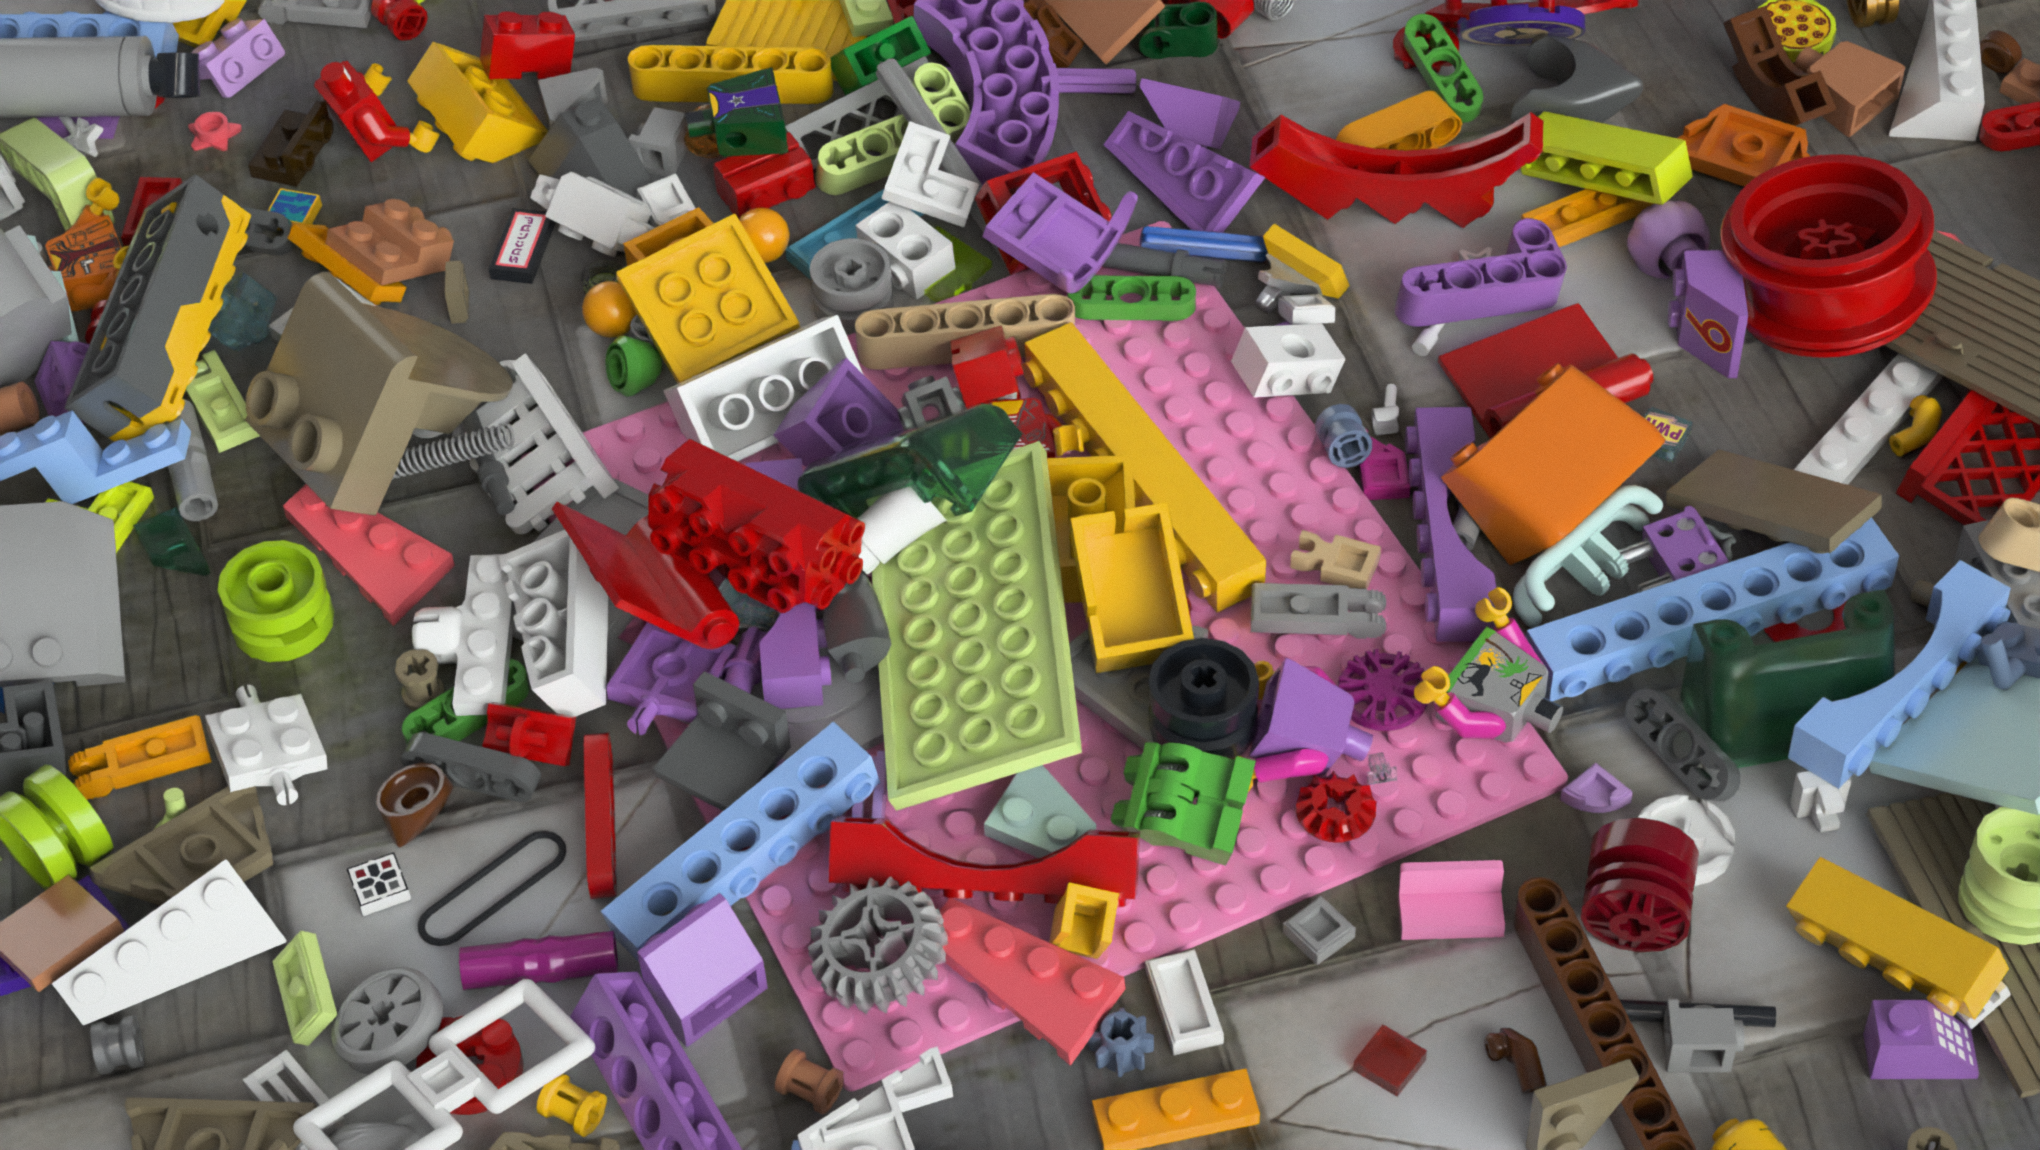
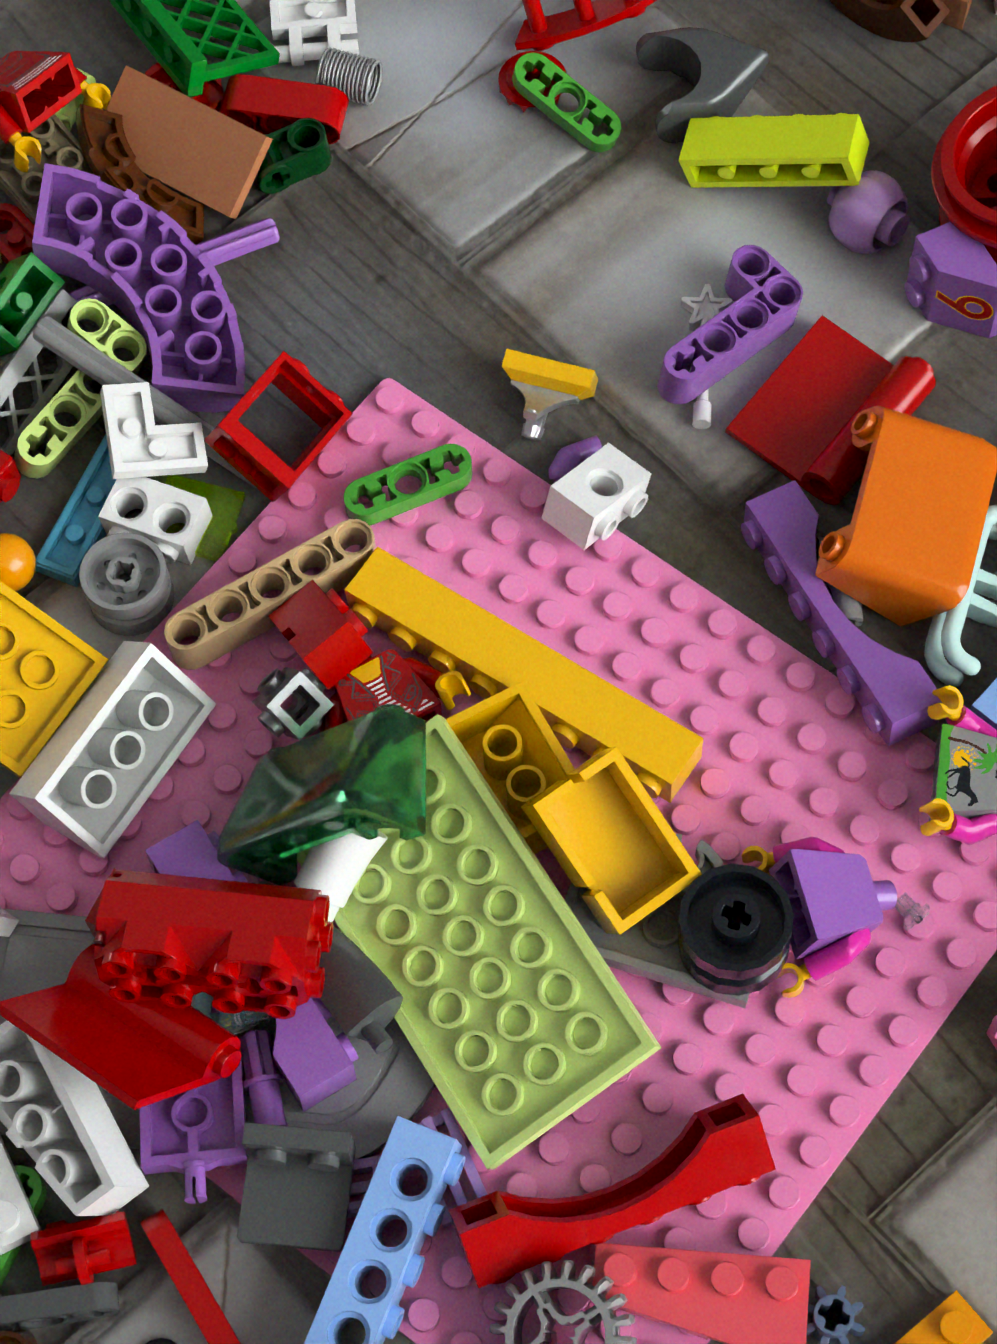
camera: 25 degrees left, 15 degrees up
(836, 415) = (204, 753): medium lavender slope -> none
(1037, 815) = (635, 1115): light aqua wing -> none
(1057, 233) = (313, 453): medium lavender piece -> none
(1084, 920) = (743, 1217): yellow window -> none
(1163, 796) = (772, 1041): bright green hips -> none
(1167, 263) = (416, 435): dark grey pin -> none
(1184, 1002) = (859, 1241): white tile -> none
(1189, 179) = (391, 324): medium lavender wing -> none
(1192, 113) = (352, 247): medium lavender slope -> none
(1205, 243) = (443, 393): blue axle -> none
(1306, 309) = (578, 427): white tile -> none
(1317, 610) = (763, 765): light grey hinge -> none
(1318, 930) = (939, 1105): light grey tile -> none
(1331, 823) = (902, 993): red gear -> none
(1340, 562) = (766, 700): tan plate -> none
(1343, 435) = (685, 554): sand blue wheel -> none
(1383, 689) = (871, 821): magenta wheel -> none
(1384, 473) = (732, 571): dark pink tile -> none
(1385, 418) = (711, 517): white hand -> none
(1394, 182) = (591, 254): red arch -> none
(1408, 125) = (560, 192): light orange beam -> none
(1519, 24) = (625, 32): dark purple tile -> none
(1585, 214) = (772, 217): light orange plate -> none
(1674, 430) = (968, 418): tile -> none
(1741, 144) = (888, 84): orange wing -> none

